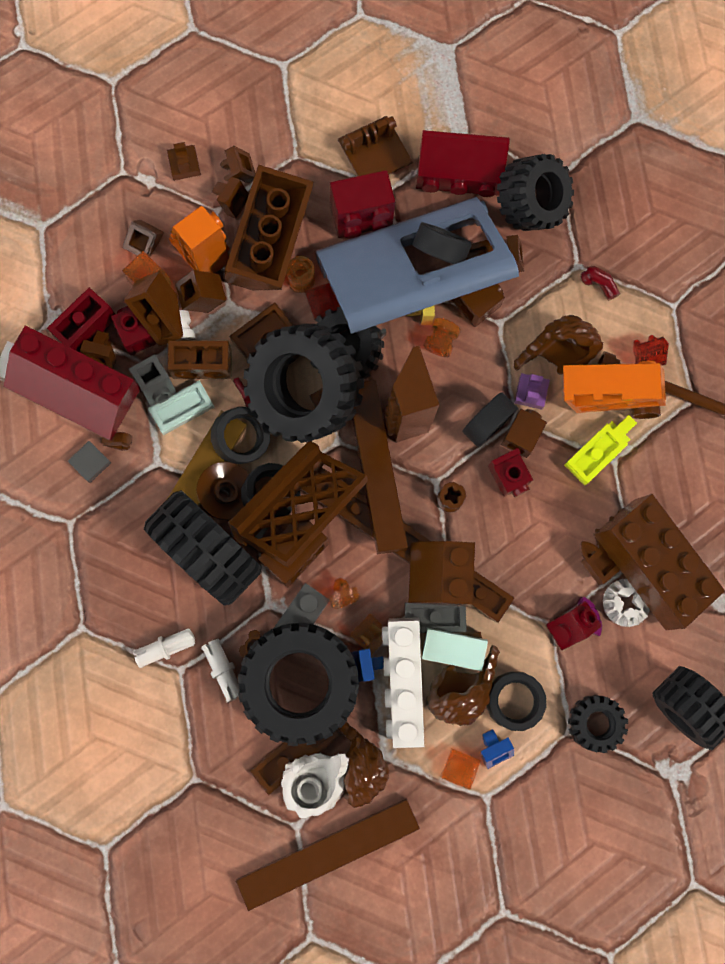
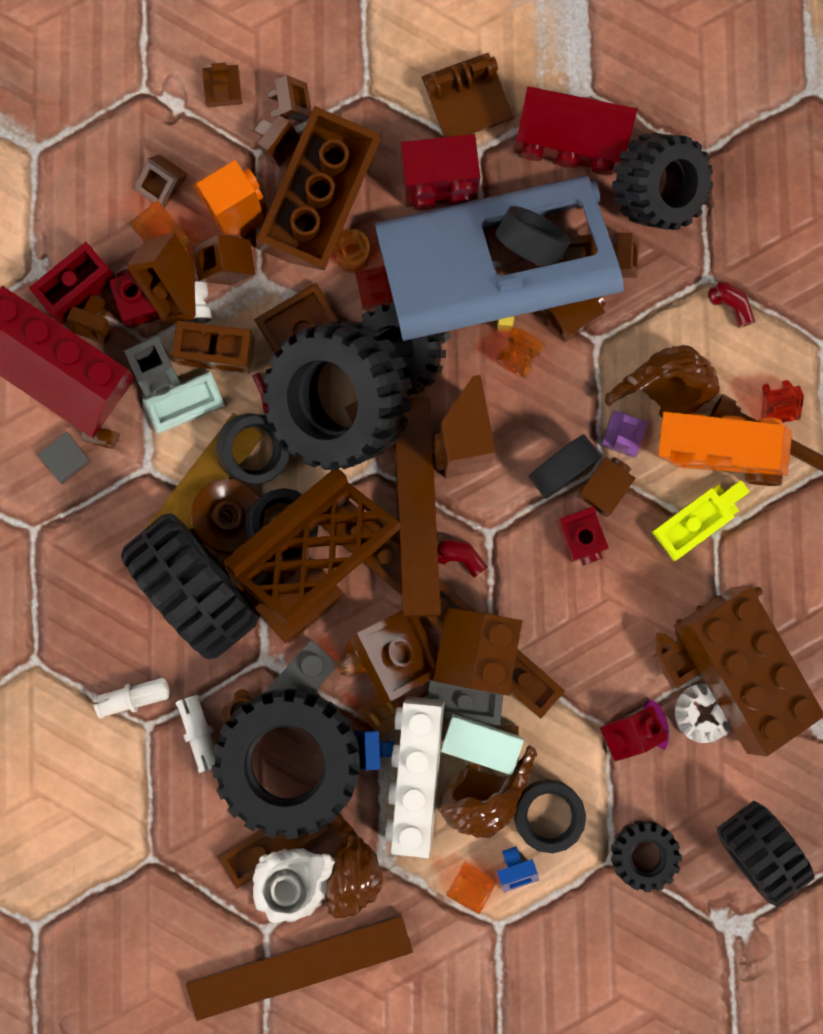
camera: 15 degrees right, 5 degrees up
(375, 585) = (396, 655): none -> reddish brown plate
(418, 498) = (461, 552): none -> dark red arm
(455, 489) = (497, 566): reddish brown bush -> none

